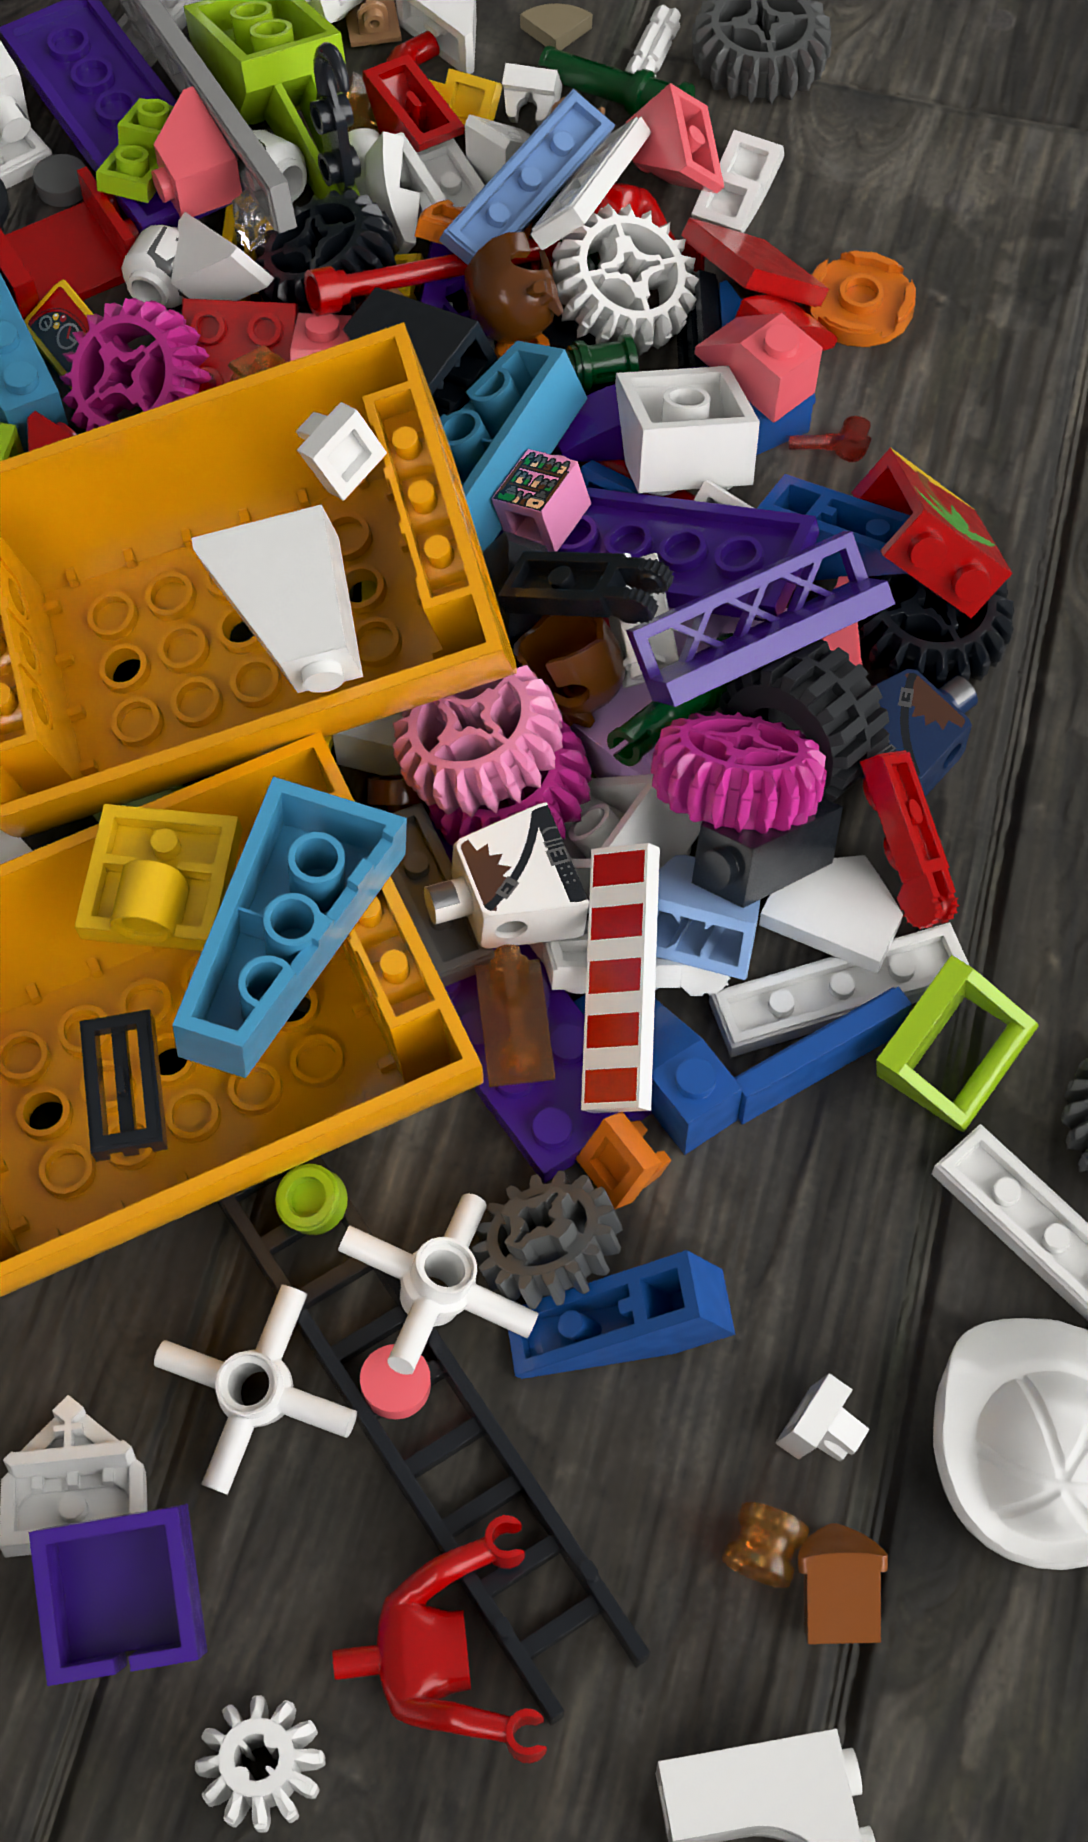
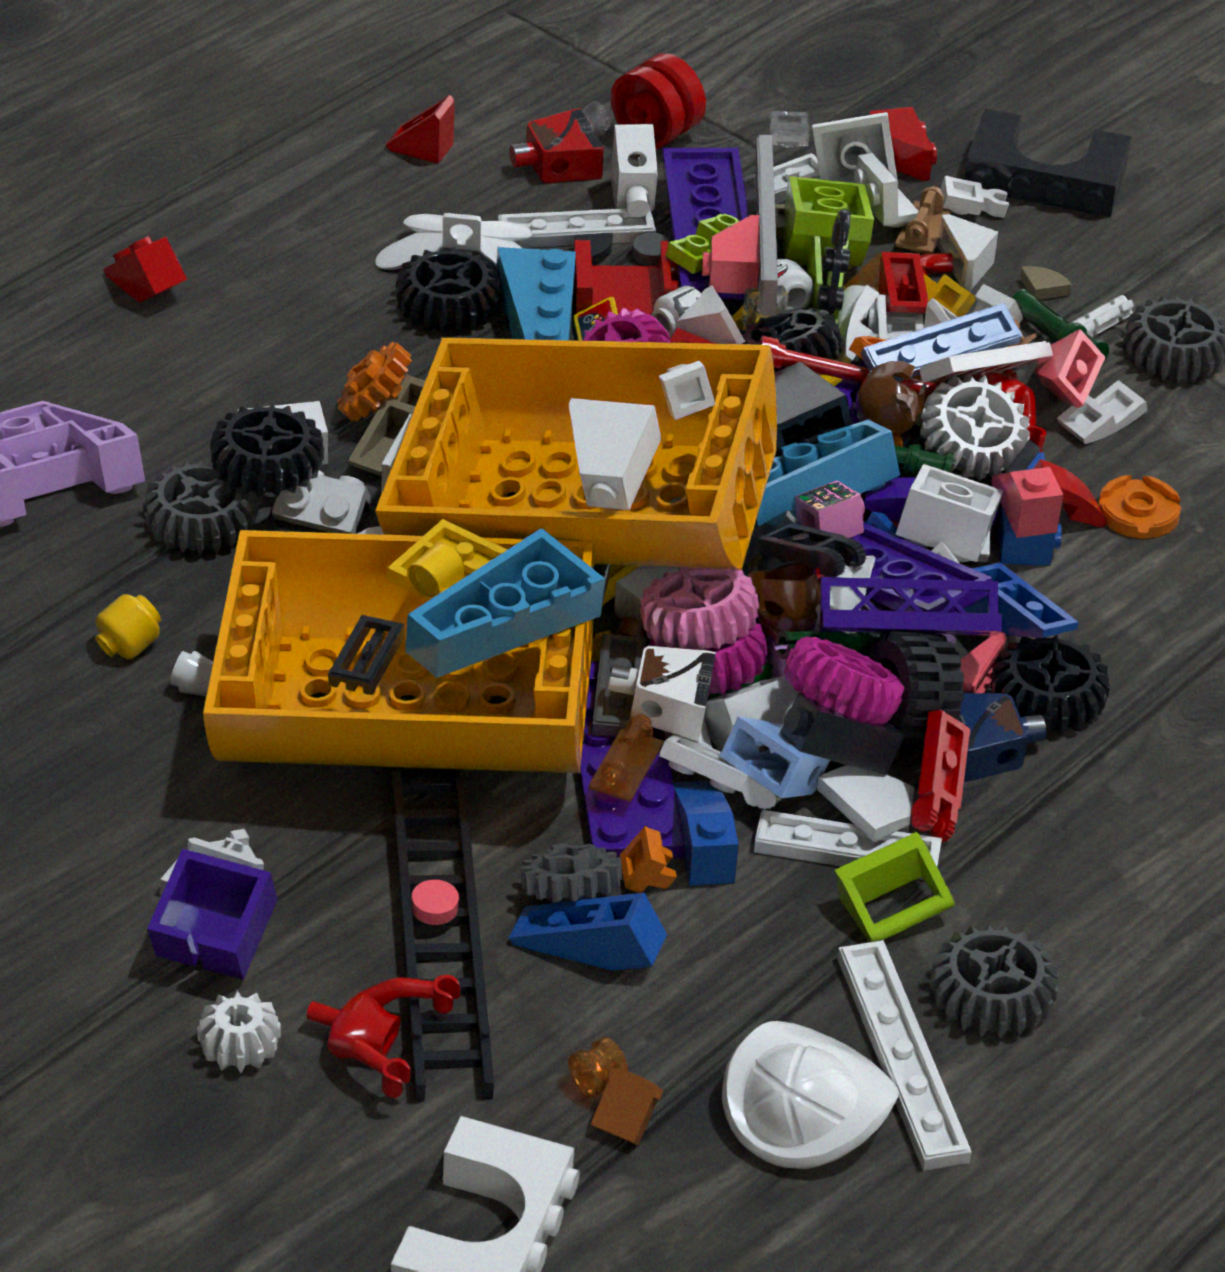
camera: 25 degrees right, 20 degrees down
(279, 1401) = (351, 870): white bar -> none
(311, 1199) = (445, 798): lime tile -> none
(427, 1302) = (490, 860): white bar -> none
(620, 979) = (700, 756): tile -> none
(754, 263) = (1071, 451): red tile -> none
(821, 1053) = (795, 862): blue tile -> none
(823, 1422) = (673, 1028): white tile -> none
(849, 444) = (1068, 577): clear red hand -> none
(941, 540) = (1070, 625): red panel -> none

